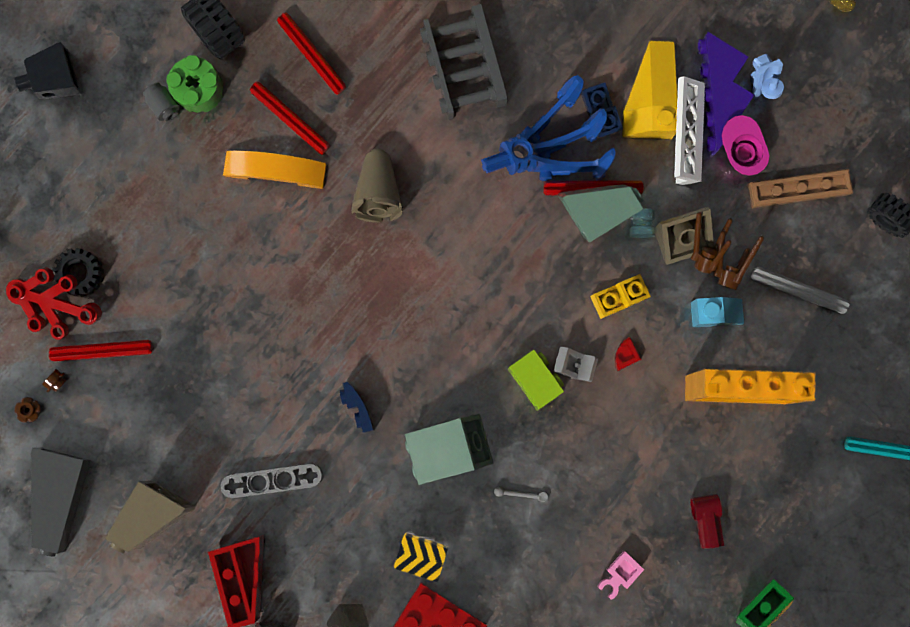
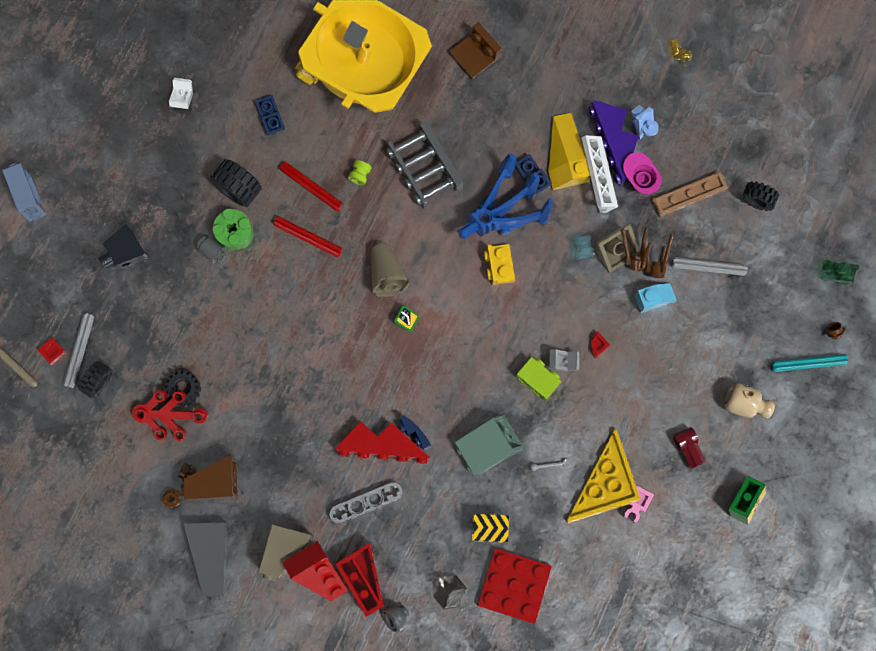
camera: 15 degrees left, 5 degrees down
(82, 405) = (212, 482): none -> reddish brown slope
(100, 350) = (214, 440): red axle -> none
(178, 556) = (316, 572): none -> red wedge
(275, 168) = (306, 275): light orange slope -> none
(320, 413) = (388, 444): none -> red slope
(377, 52) = (359, 172): none -> lime wheel
(387, 257) = (406, 319): none -> slope
(527, 217) = (500, 264): none -> yellow bracket
(557, 187) = (542, 231): red axle -> none
(590, 540) = (608, 484): none -> yellow tile
(601, 208) = (551, 244): sand green slope -> none
(620, 296) = (582, 303): yellow slope -> none
(750, 386) = (691, 342): light orange window -> none
(800, 481) = (747, 401): none -> tan piece

